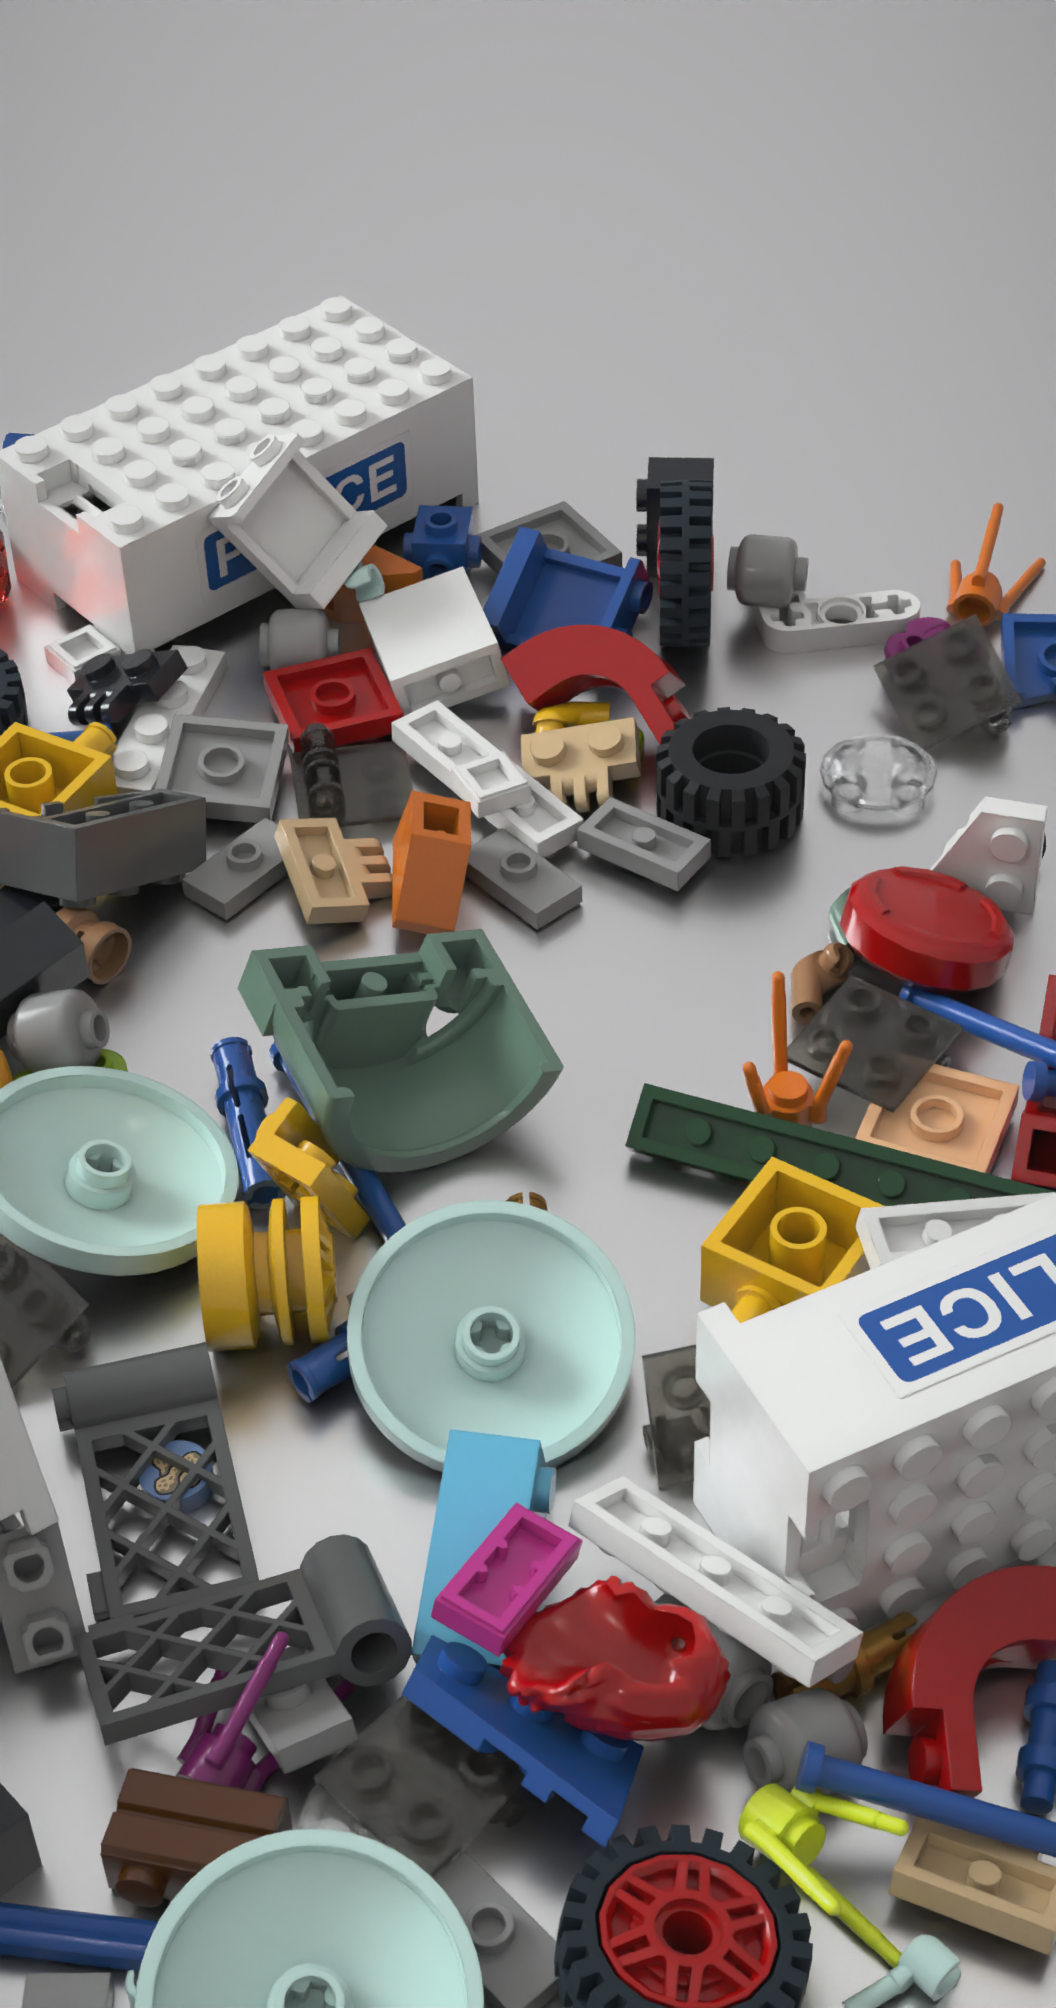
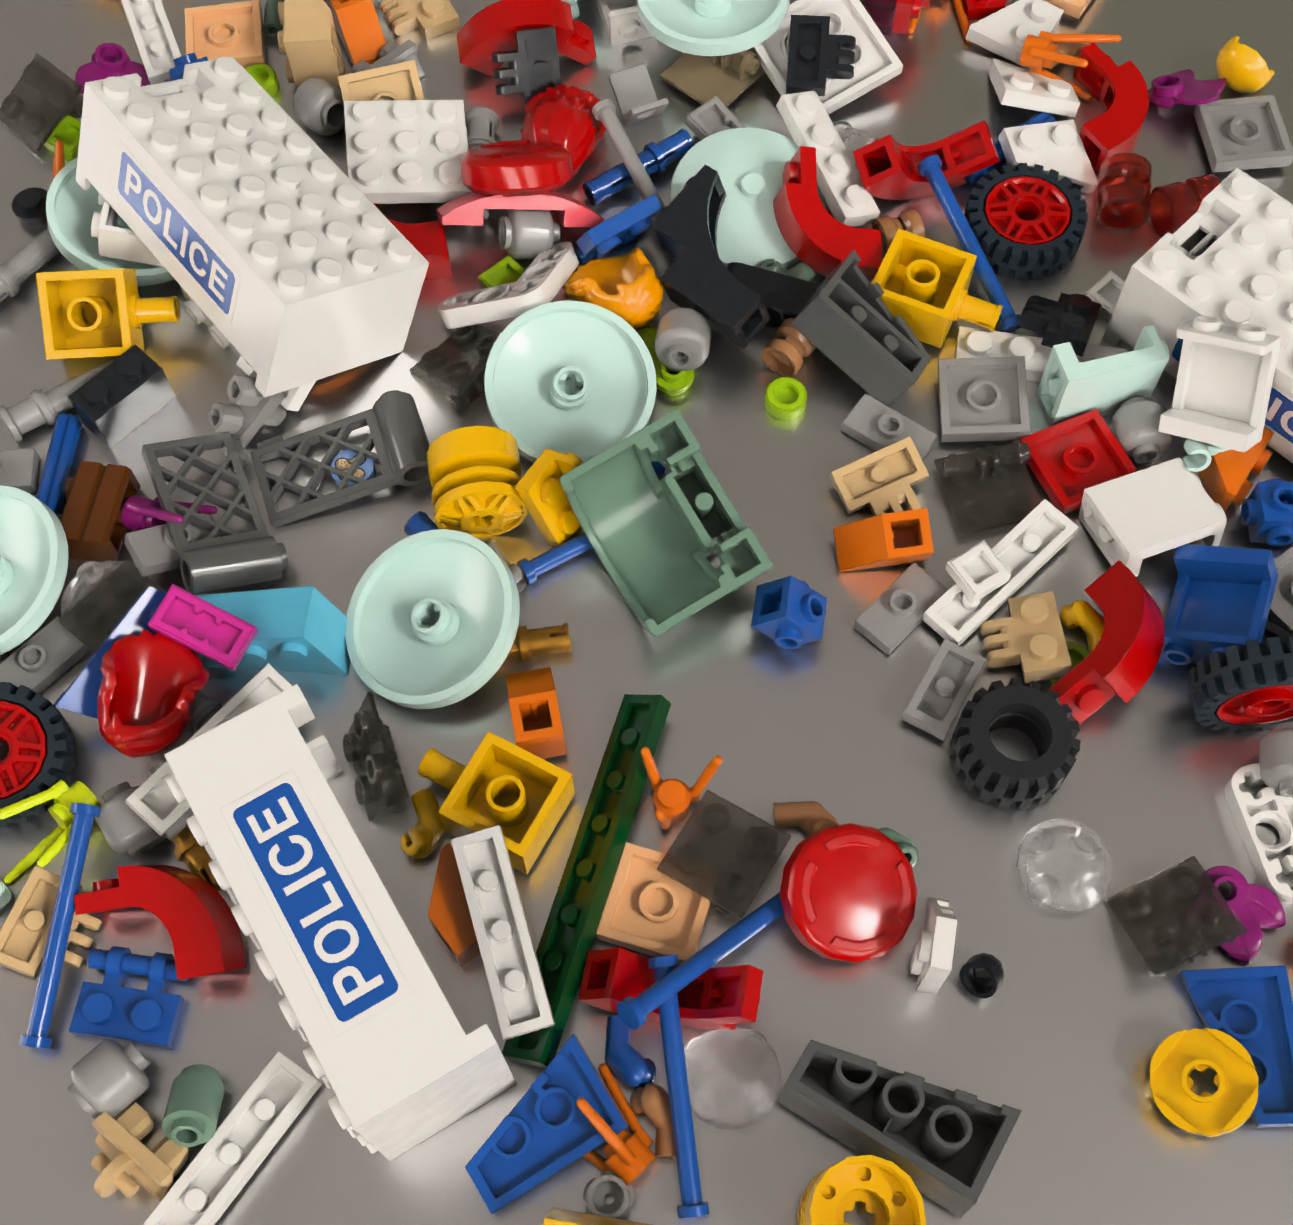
camera: 85 degrees right, 20 degrees up
(163, 965) = (785, 398): none -> lime tile
(226, 642) = (1102, 383): none -> light aqua panel
(554, 960) = (789, 612): none -> blue brick
(656, 1222) = (536, 713): none -> orange slope

